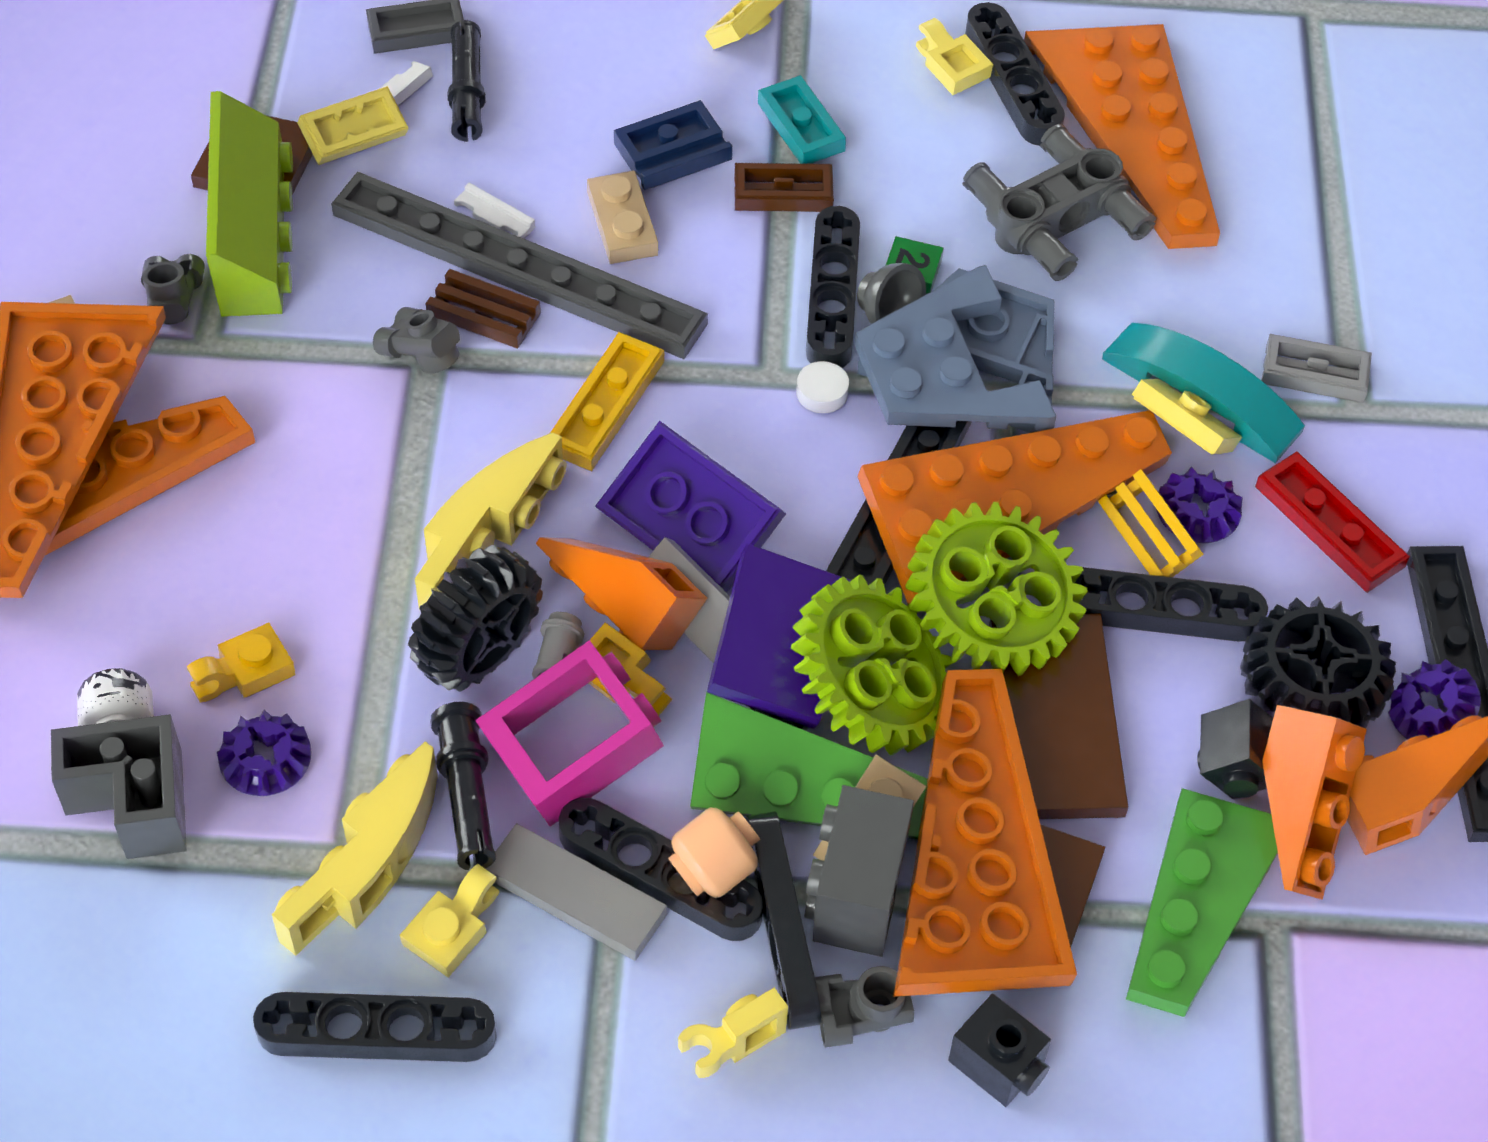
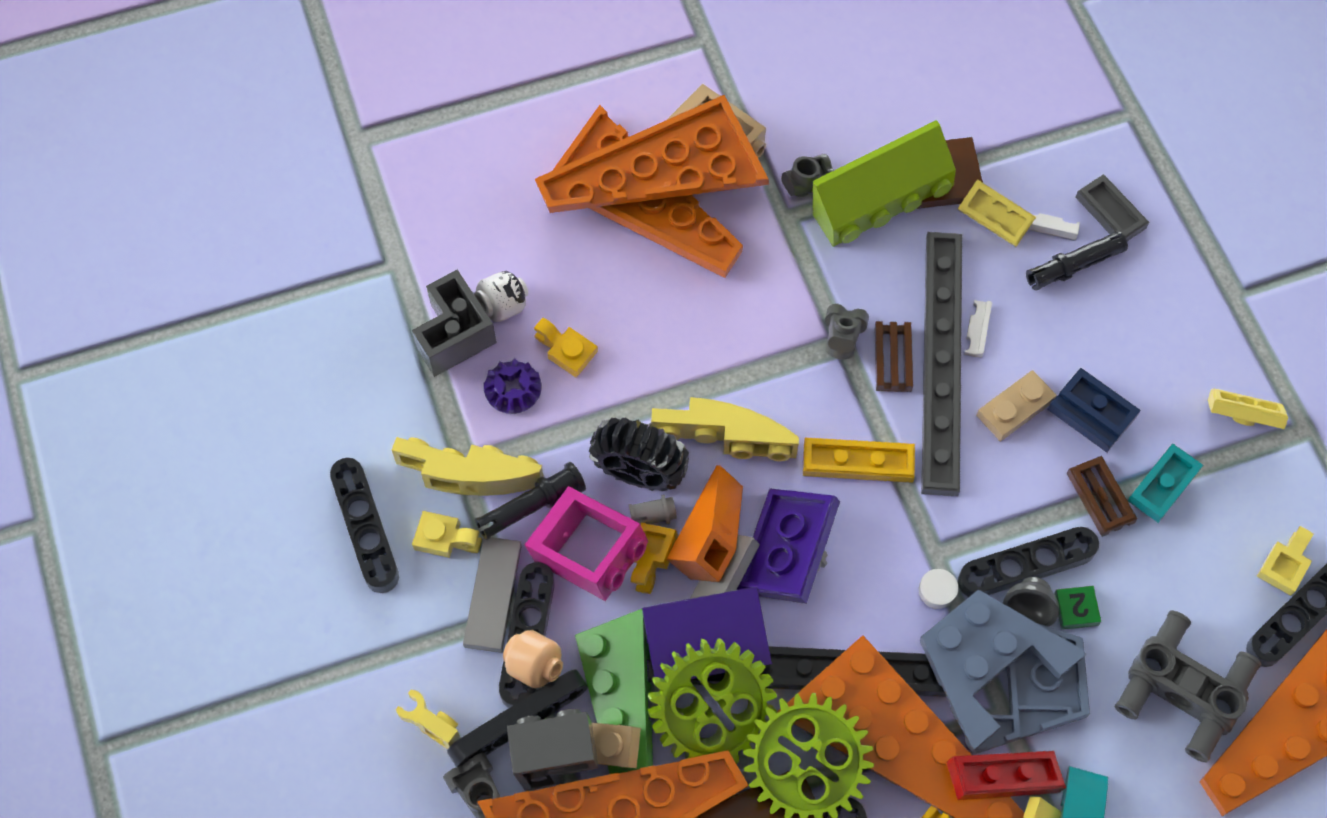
camera: 70 degrees right, 10 degrees up
(1097, 404) = (1005, 775): none -> red tile

